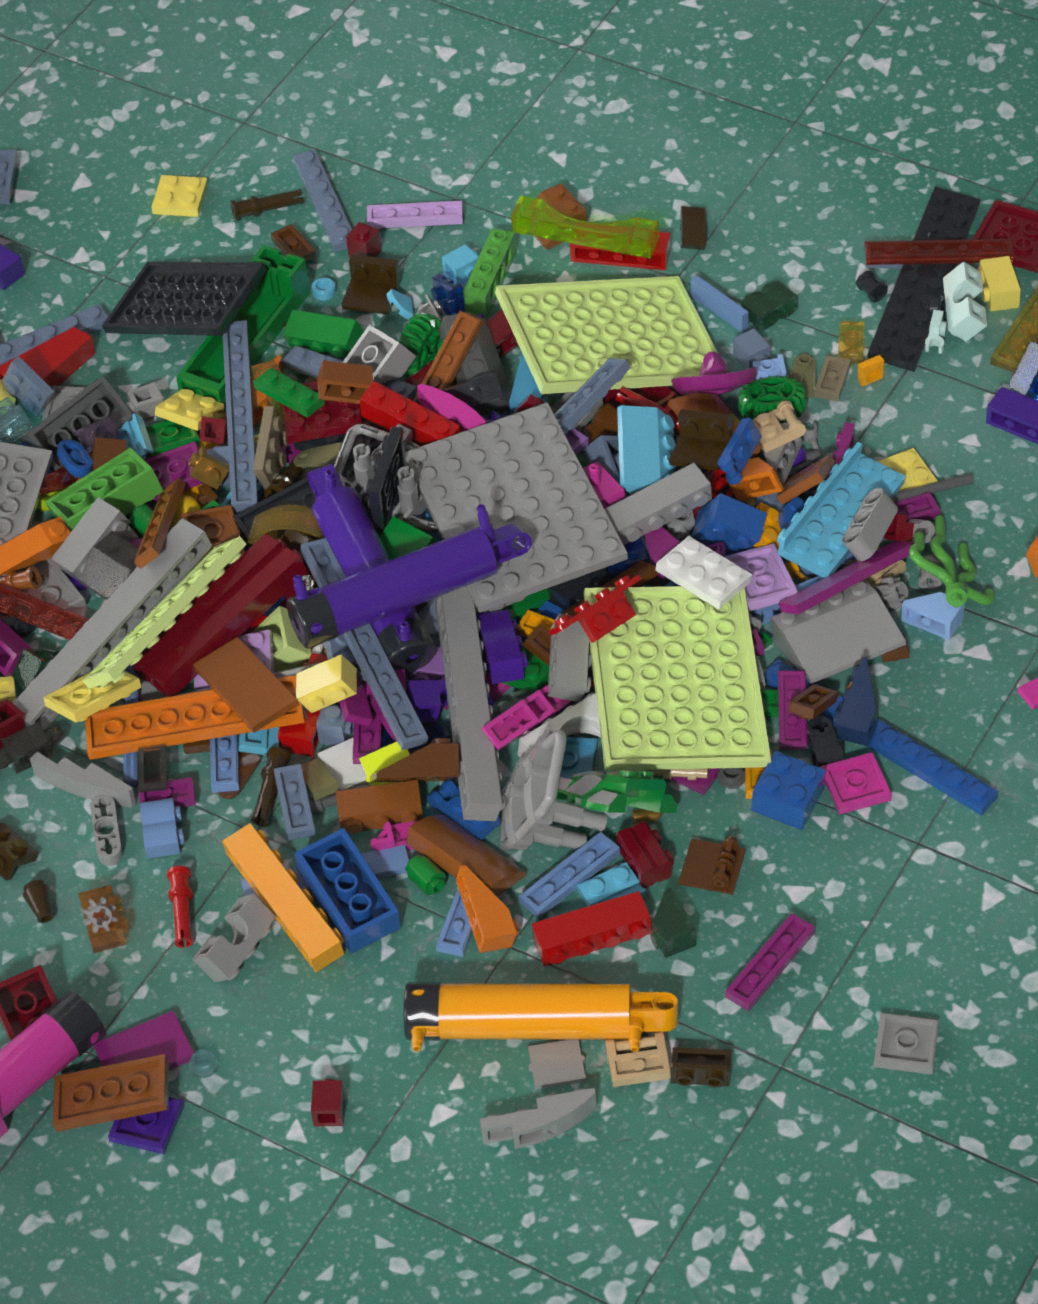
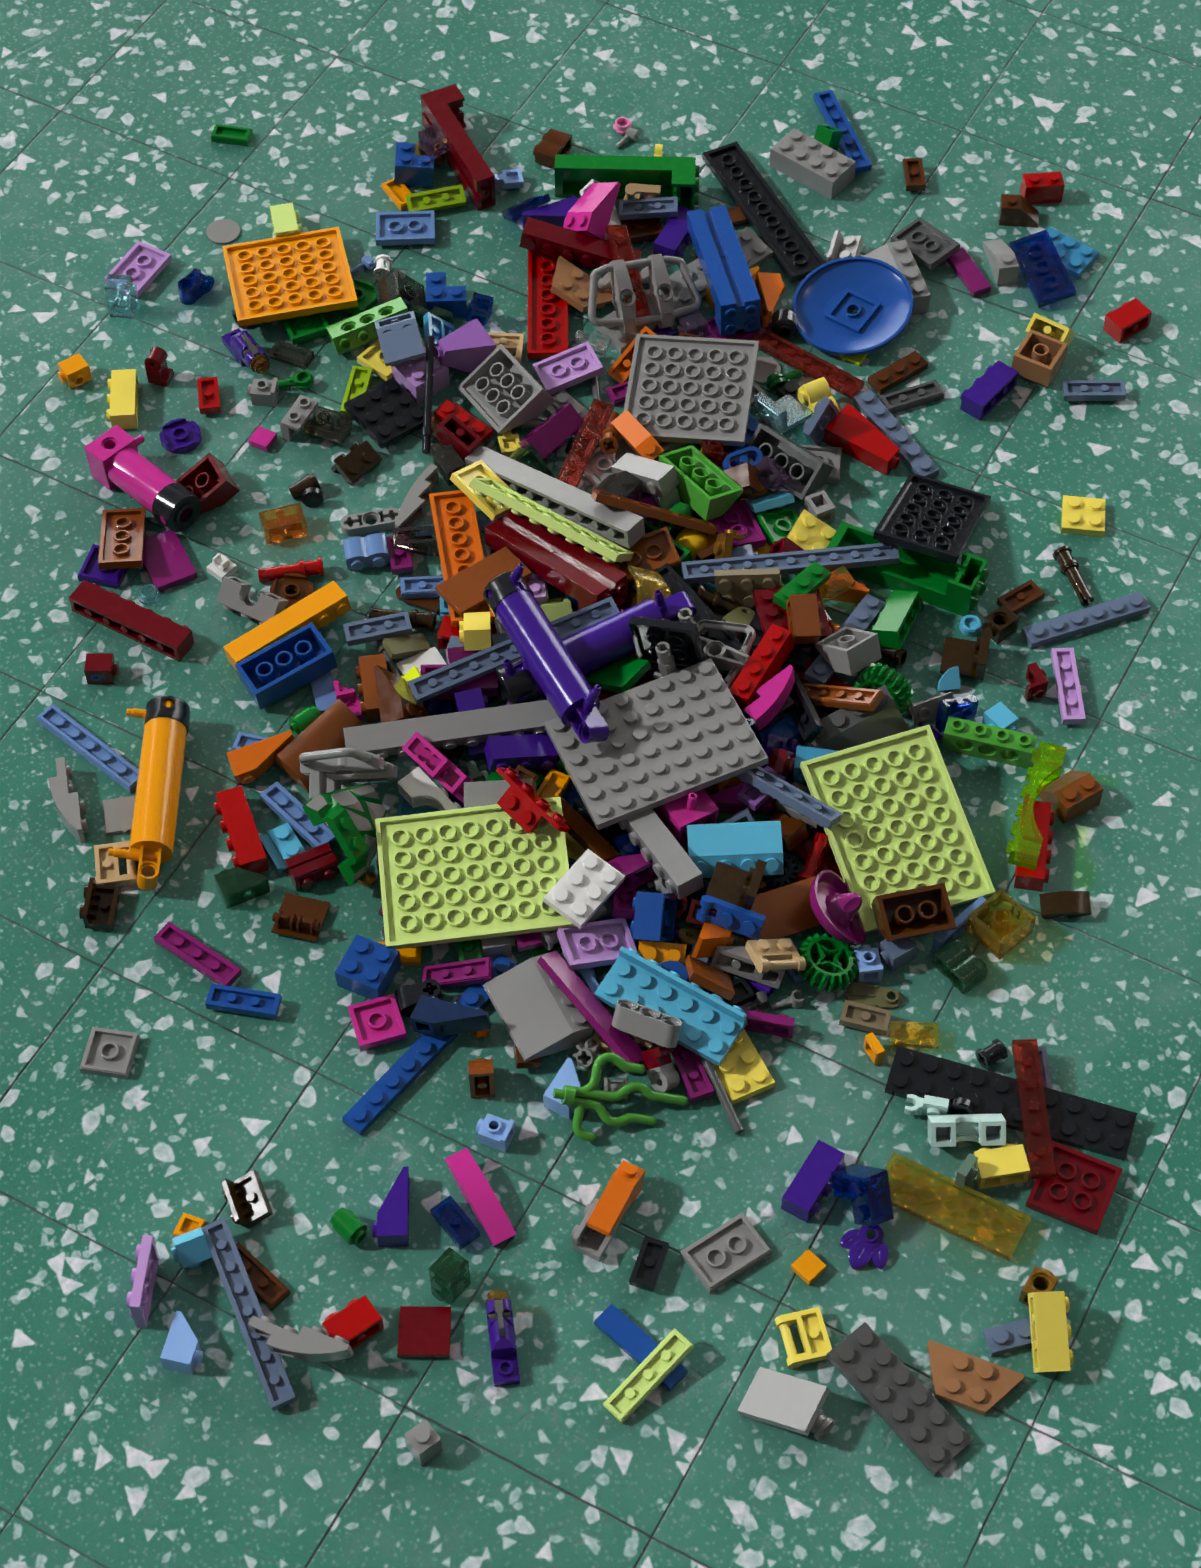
camera: 85 degrees right, 5 degrees up
(60, 890) = (312, 497): none -> black tile
(96, 907) = (267, 510): light grey gear -> none
(165, 986) = (221, 567): none -> white tile
(215, 890) = (290, 582): none -> reddish brown plate
(248, 1075) = (131, 620): none -> dark red brick
(329, 260) = (1002, 623): none -> dark brown brick
(363, 241) = (1022, 647): dark red brick -> none
(410, 235) = (1037, 682): none -> dark red bracket
(450, 1108) = (89, 747): none -> medium blue tile
(719, 323) = (913, 912): none -> reddish brown slope
(724, 266) = (1000, 923): none -> clear yellow brick
(813, 702) = (451, 980): reddish brown plate -> none
(832, 911) = (243, 1001): none -> blue plate
(926, 679) = (481, 1078): none -> dark orange slope
(991, 670) = (500, 1136): none -> light blue brick
(1016, 299) = (967, 1172): none -> sand green plate

